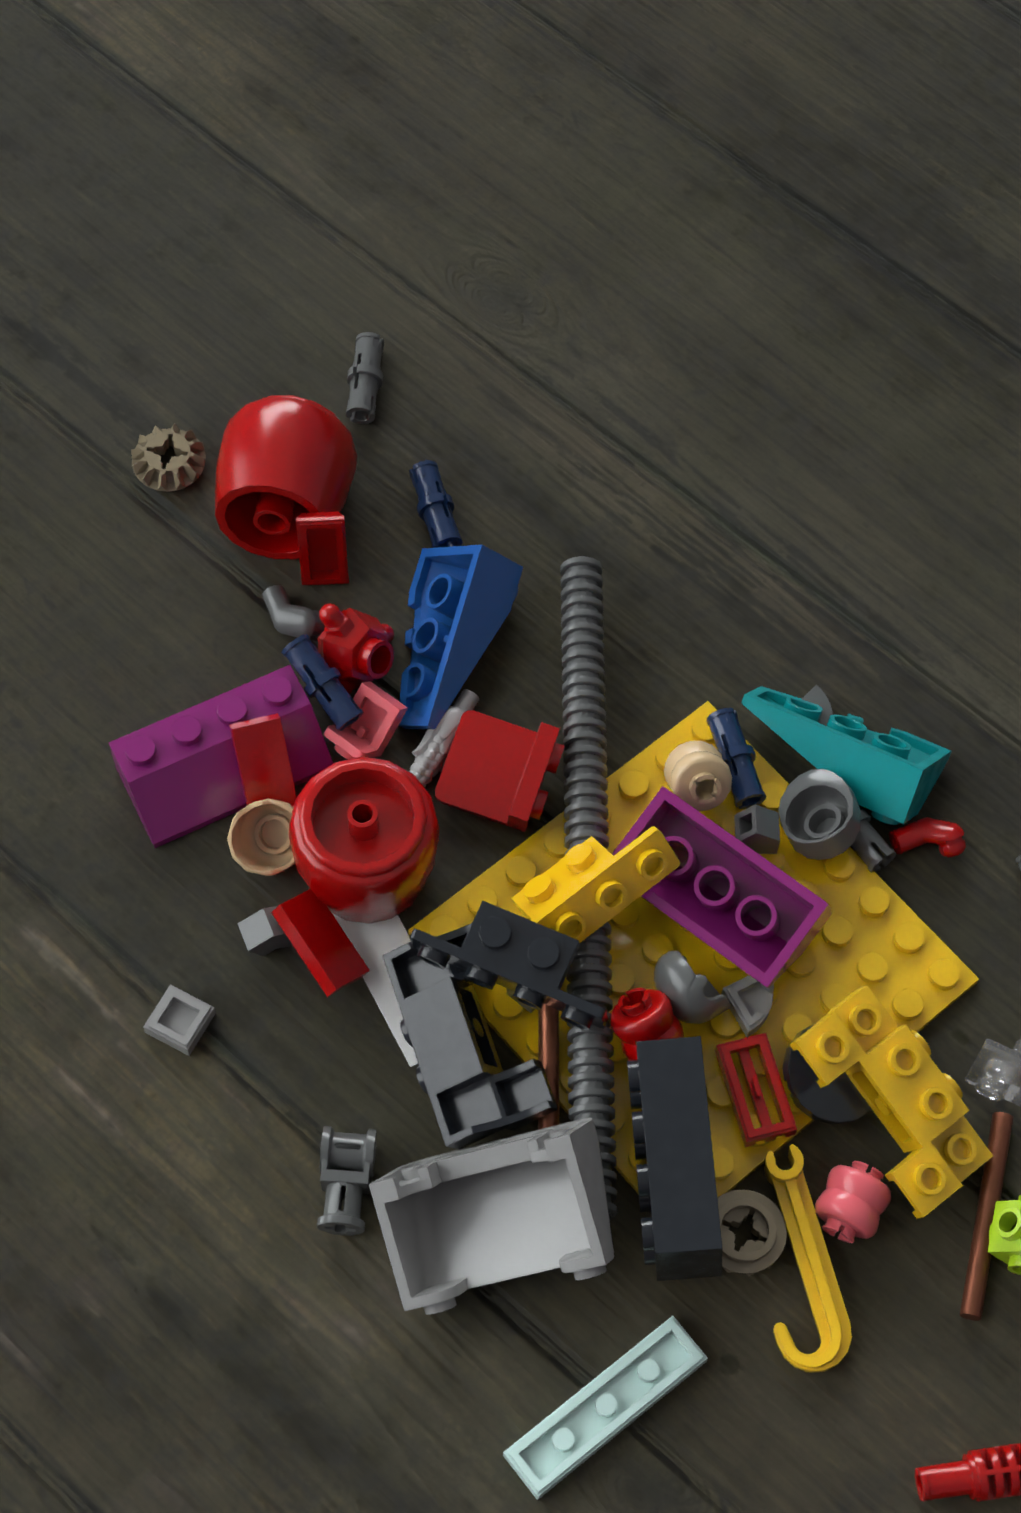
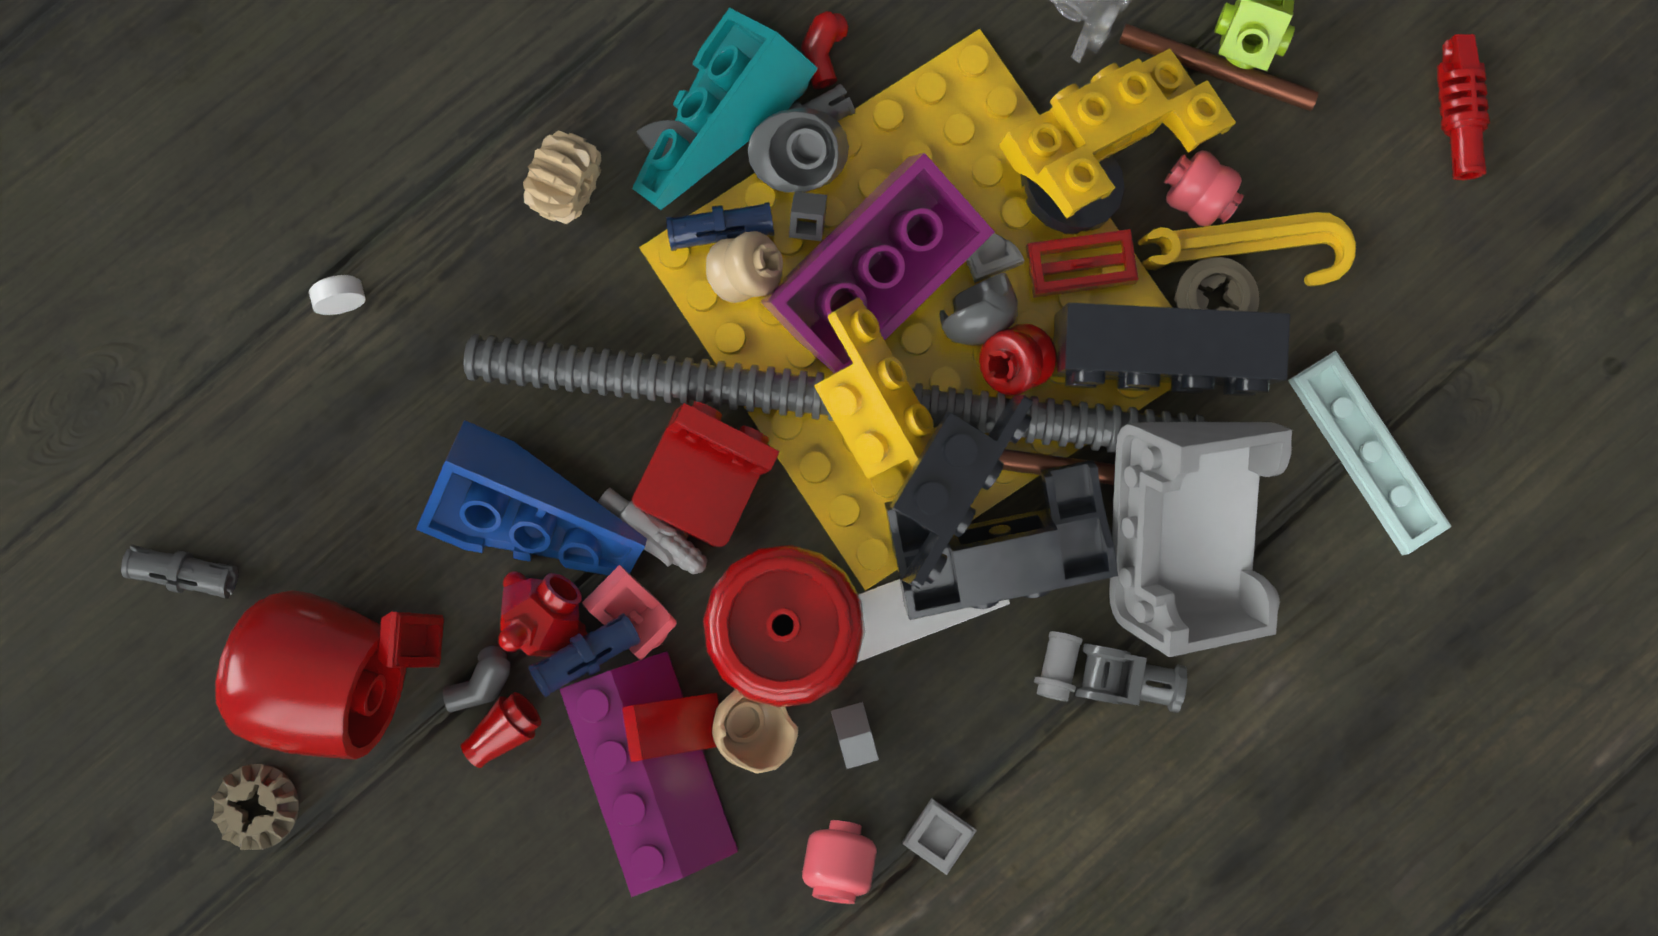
camera: 80 degrees left, 20 degrees up
(149, 926) = (839, 863): none -> coral head
(252, 637) = (502, 729): none -> red cone
(320, 942) = (881, 683): red tile -> none
(352, 1110) = (1059, 666): none -> light grey pin
(435, 504) = (363, 509): dark blue pin -> none
(623, 462) = (336, 294): none -> white tile
(758, 621) = (562, 177): none -> tan gear

